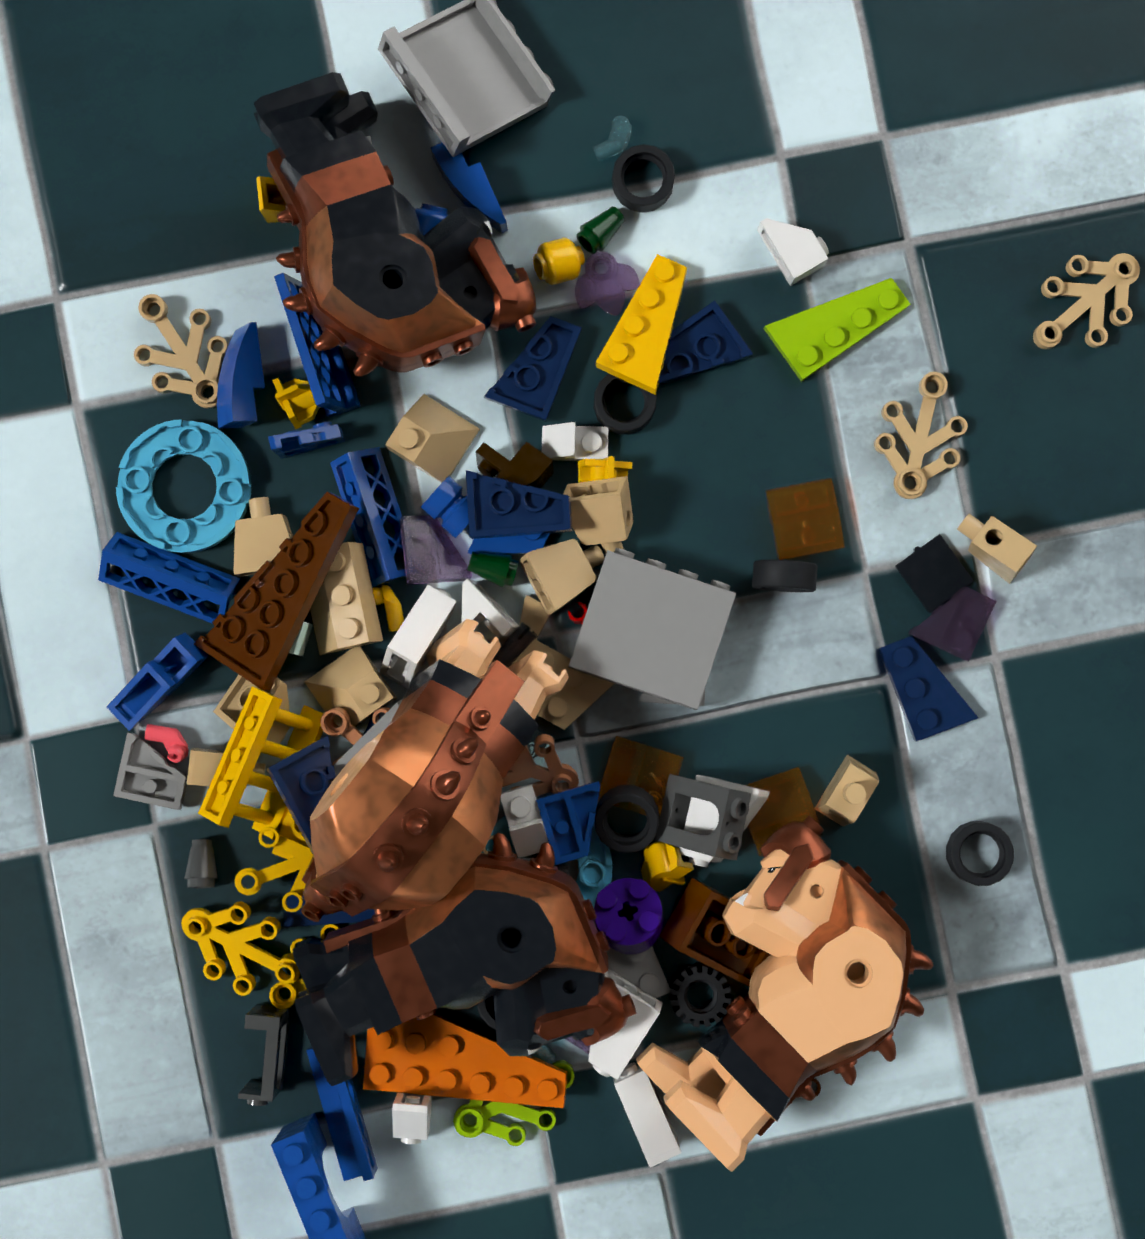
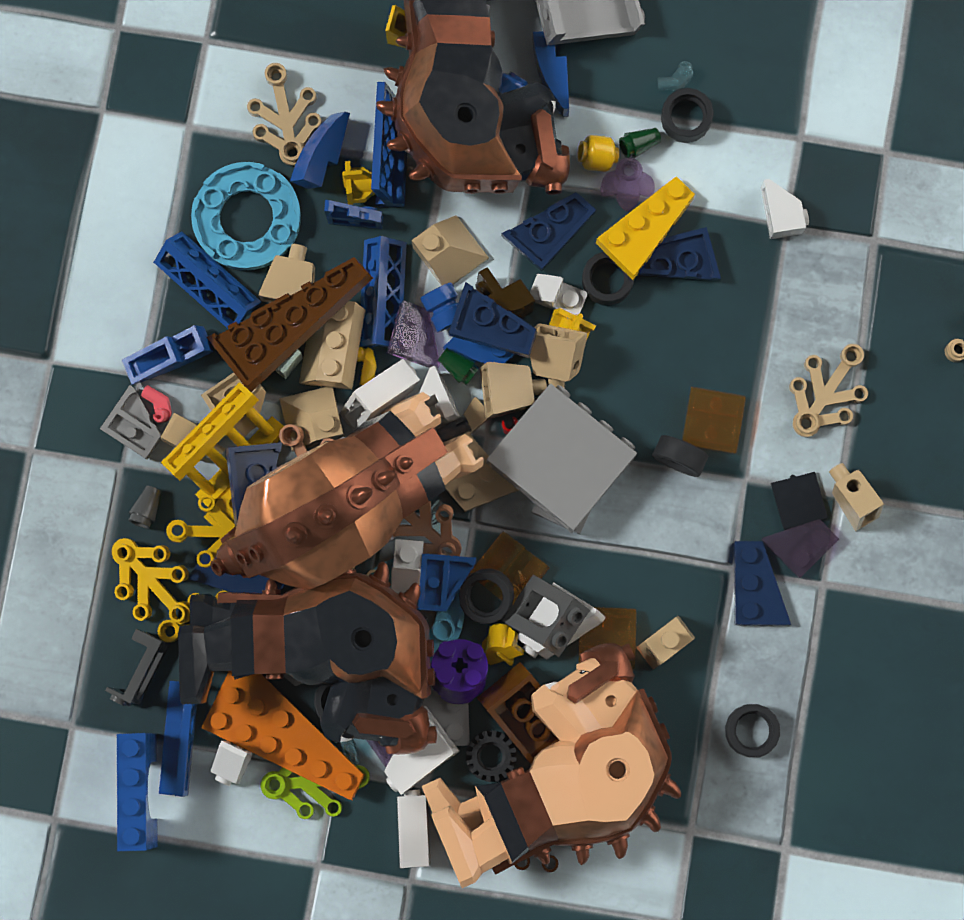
camera: 25 degrees right, 5 degrees down
(828, 330) = (786, 283): lime wing -> none

